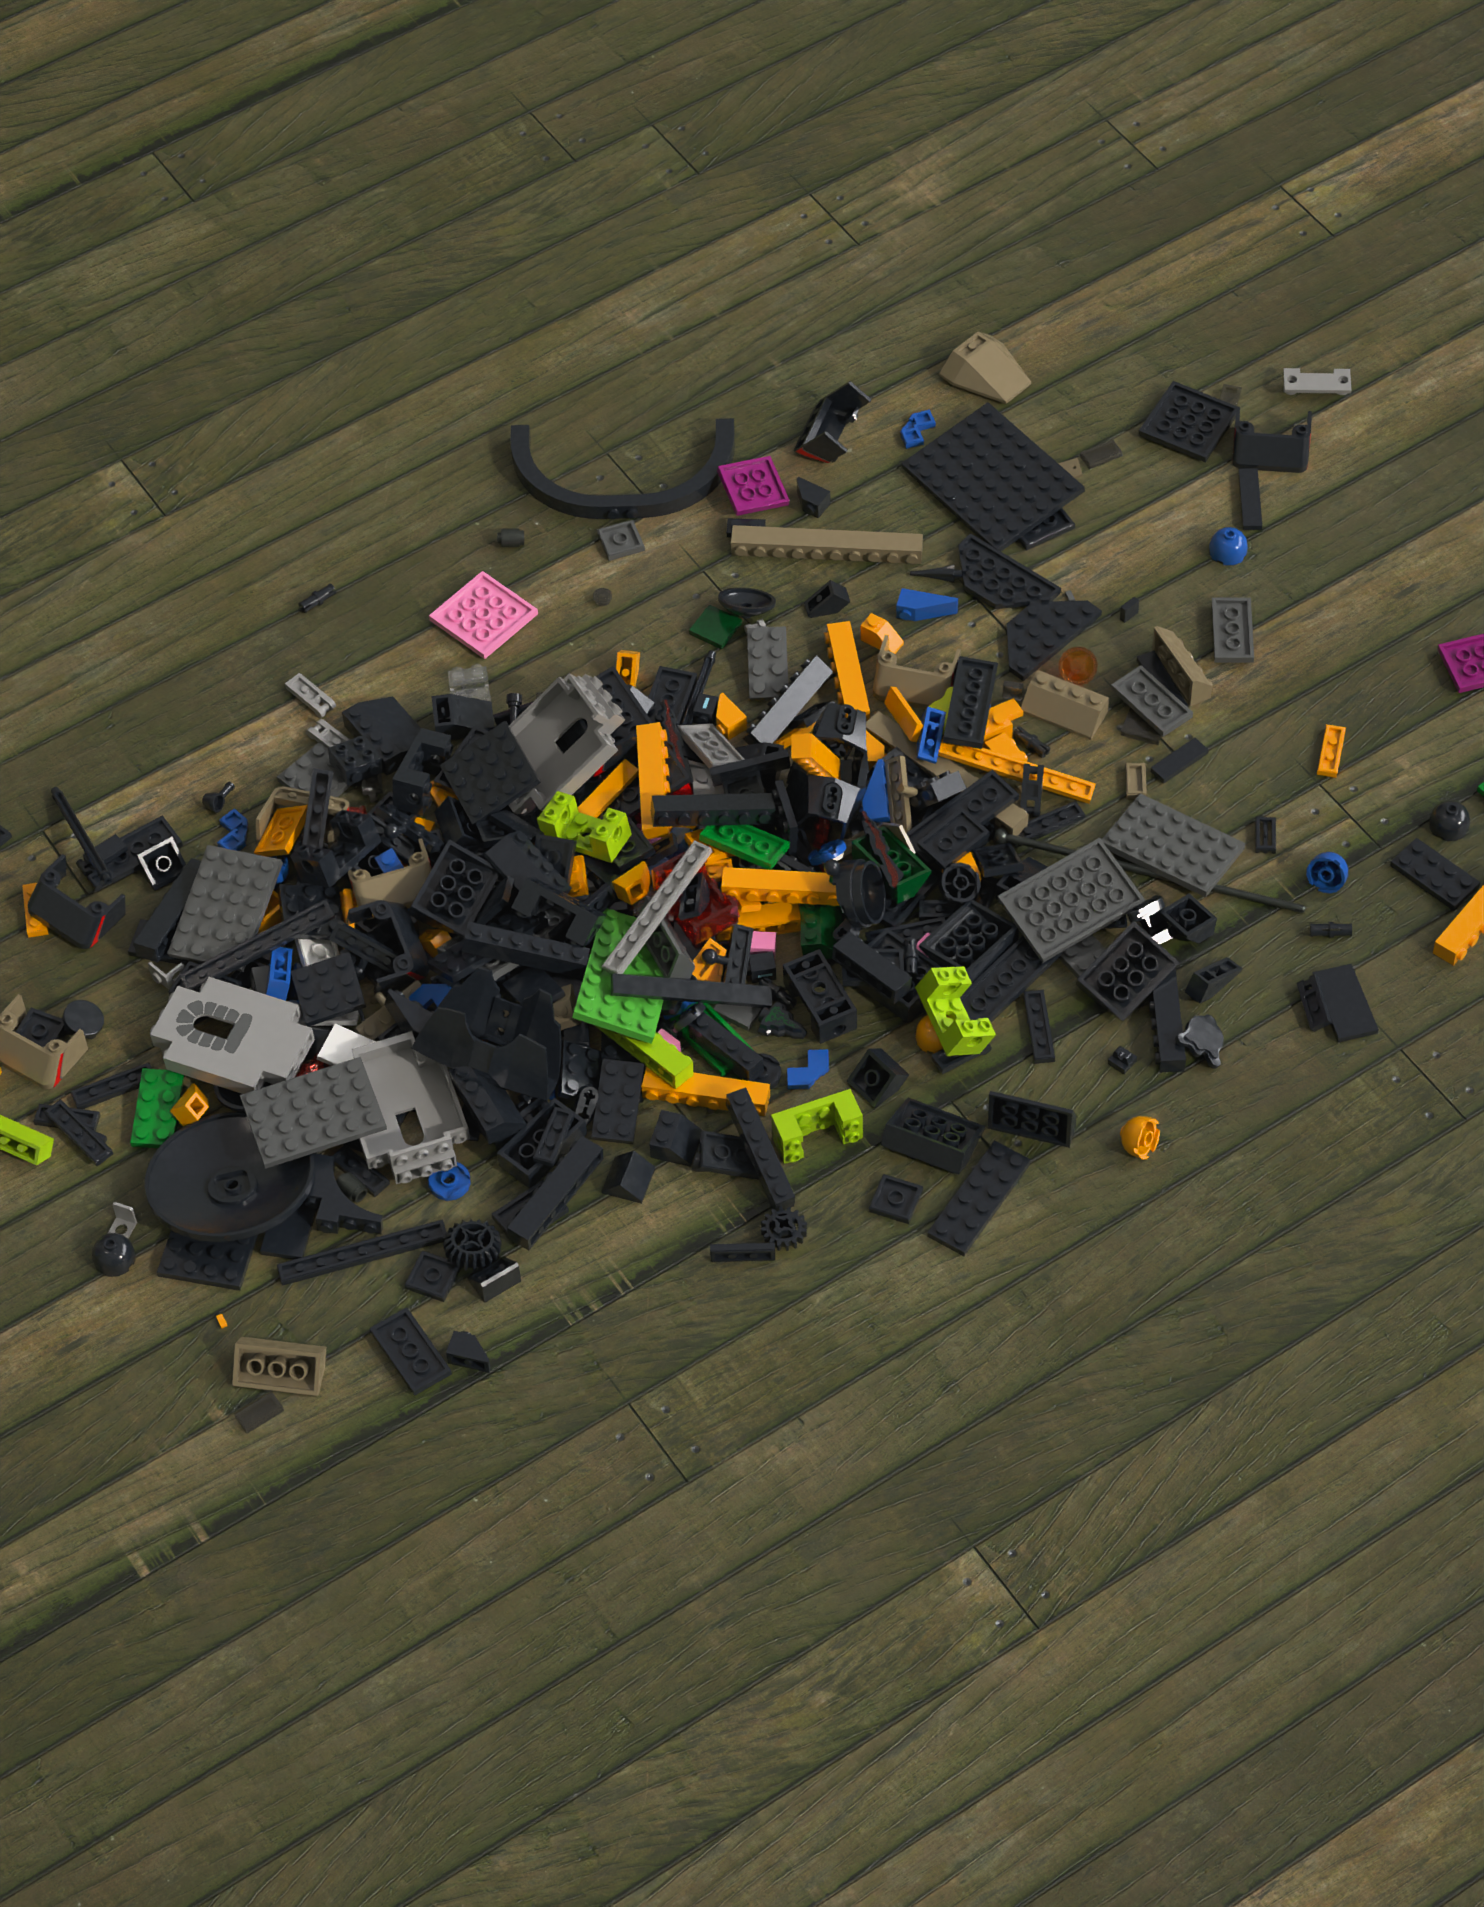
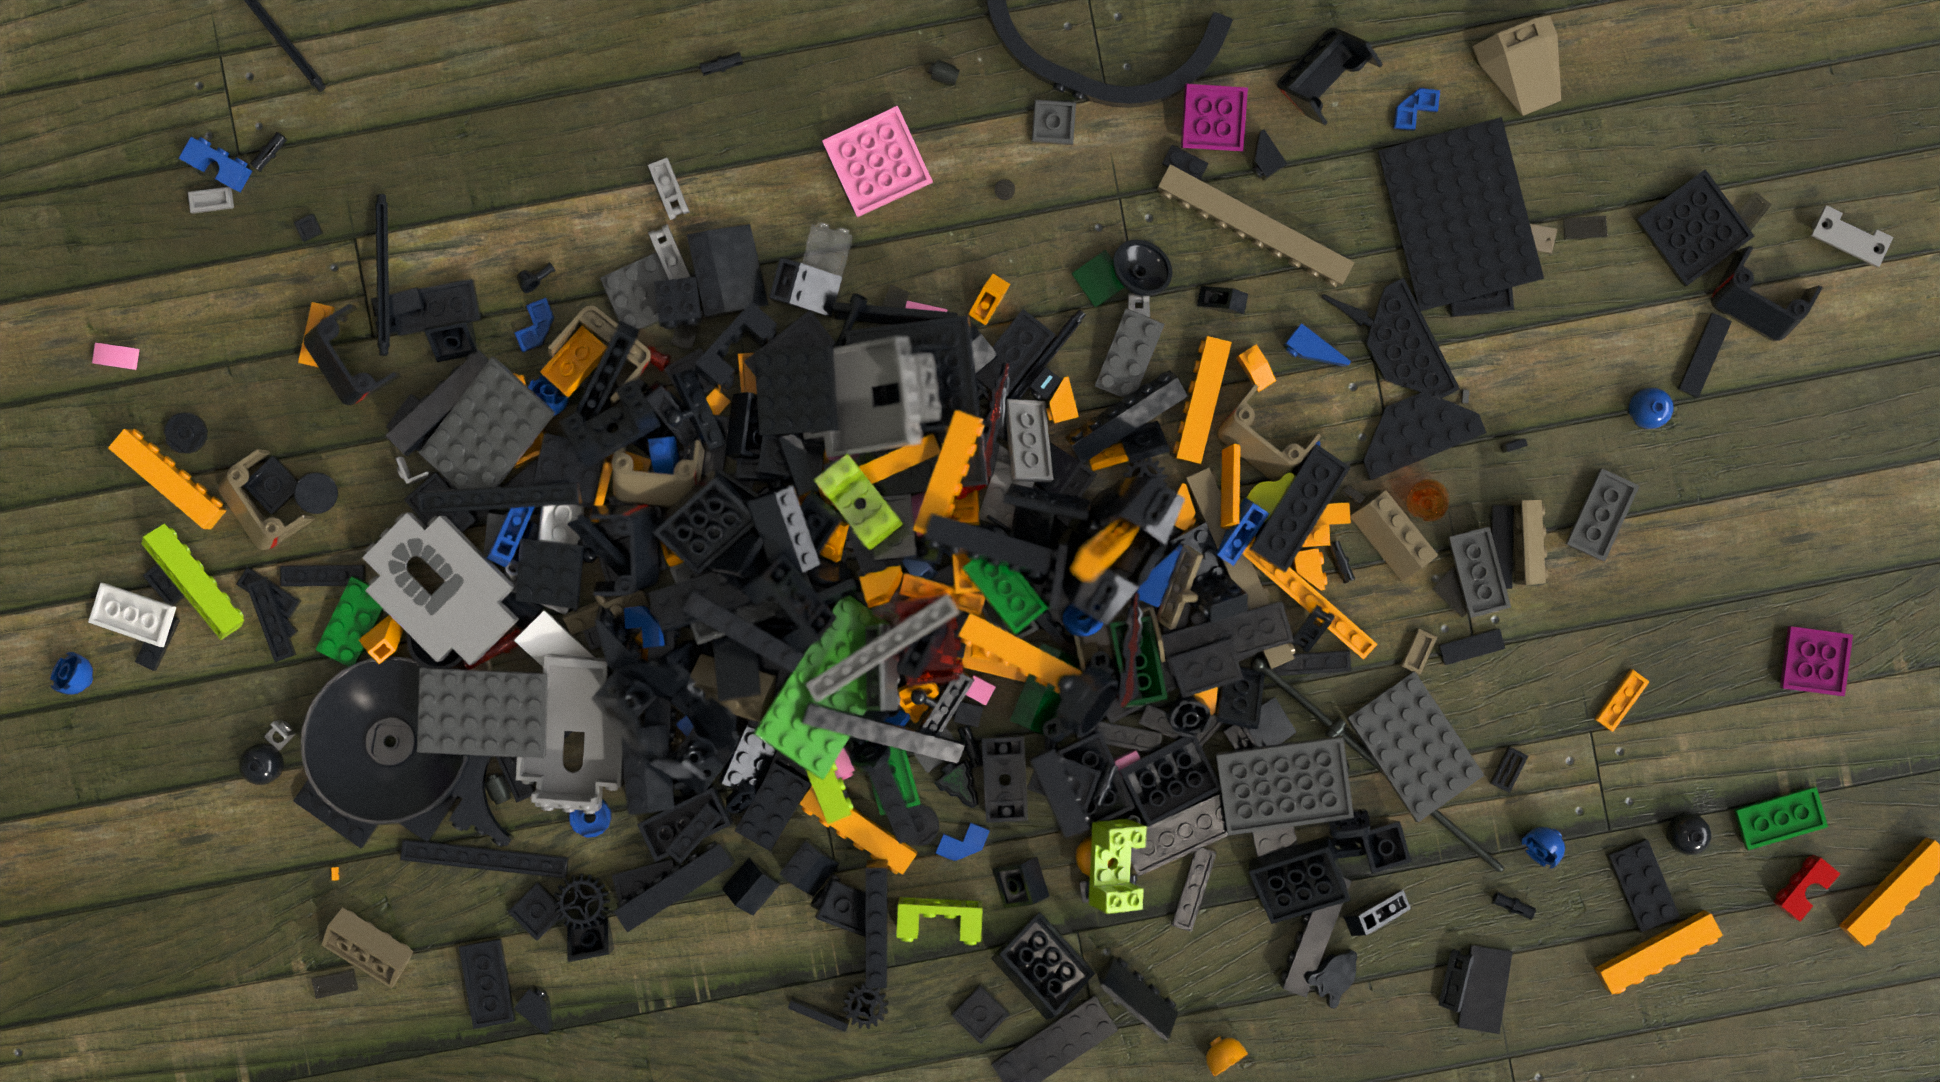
camera: 15 degrees right, 35 degrees up
(1122, 1060) = (1251, 959): black tile -> none

